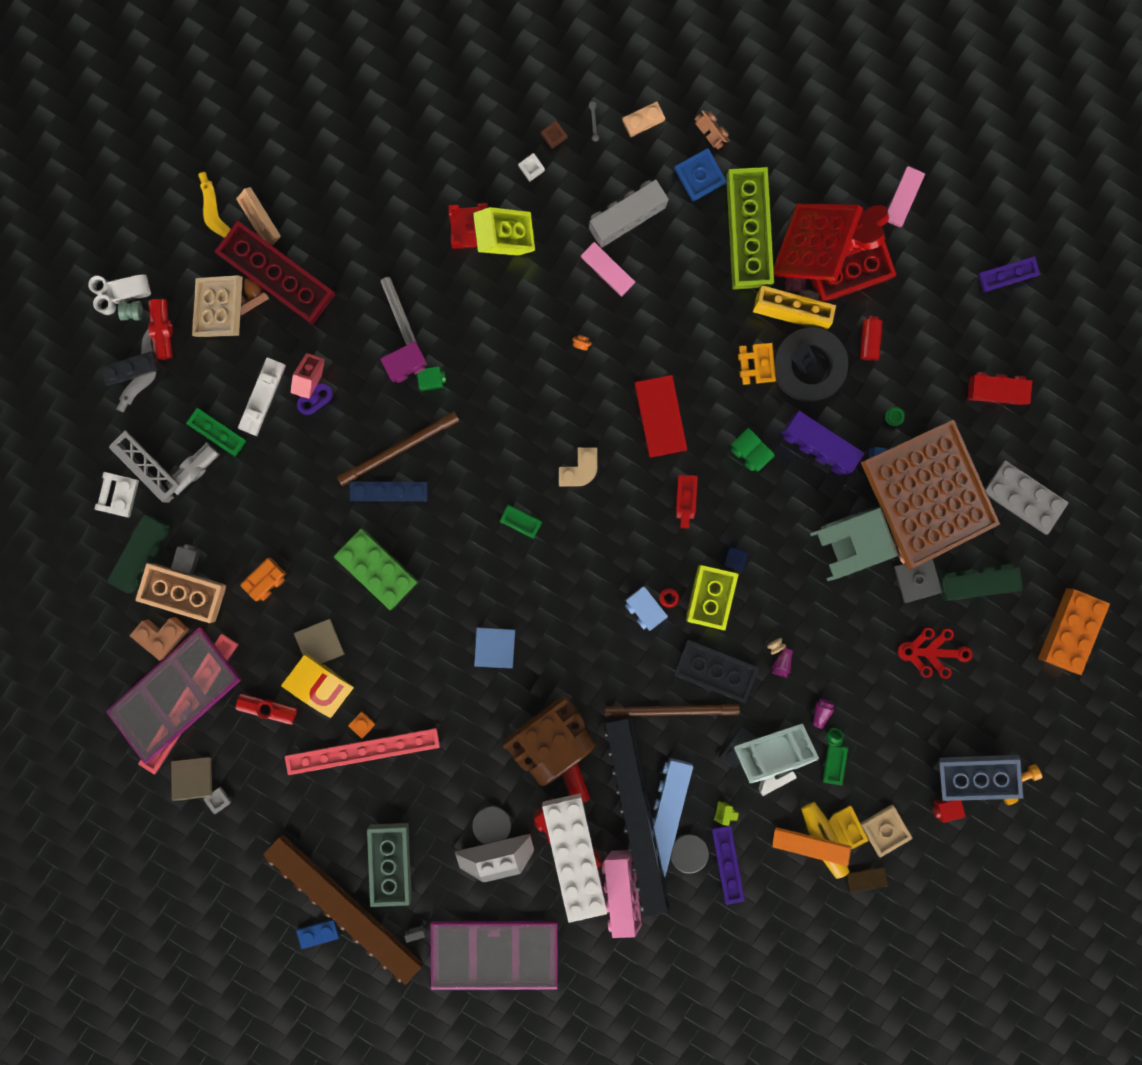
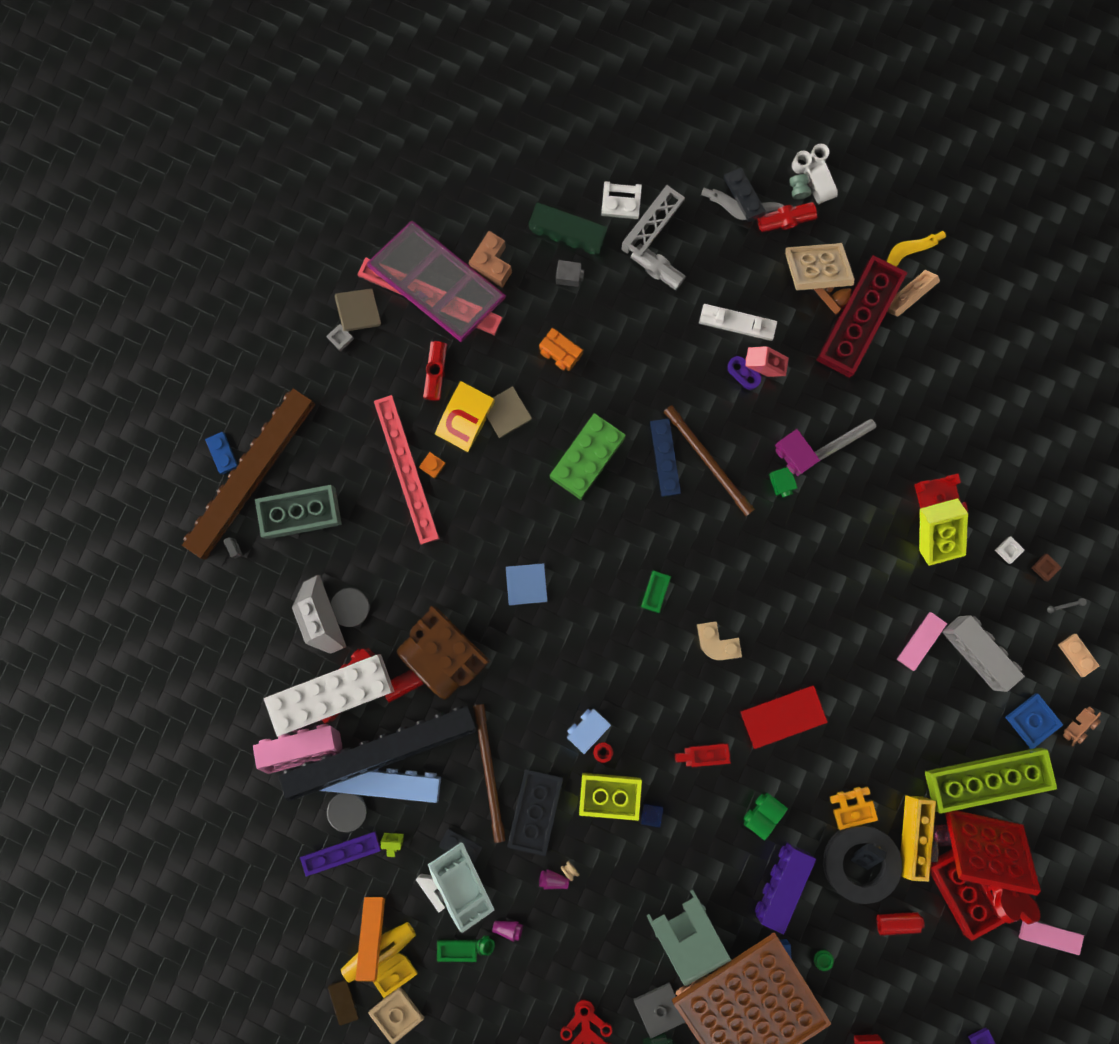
camera: 85 degrees right, 5 degrees down
(181, 592) = (536, 273): light nougat brick -> none
(216, 432) = (696, 284): green plate -> none
(494, 955) = (220, 629): clear door -> none
(581, 342) = (844, 625): orange plate -> none

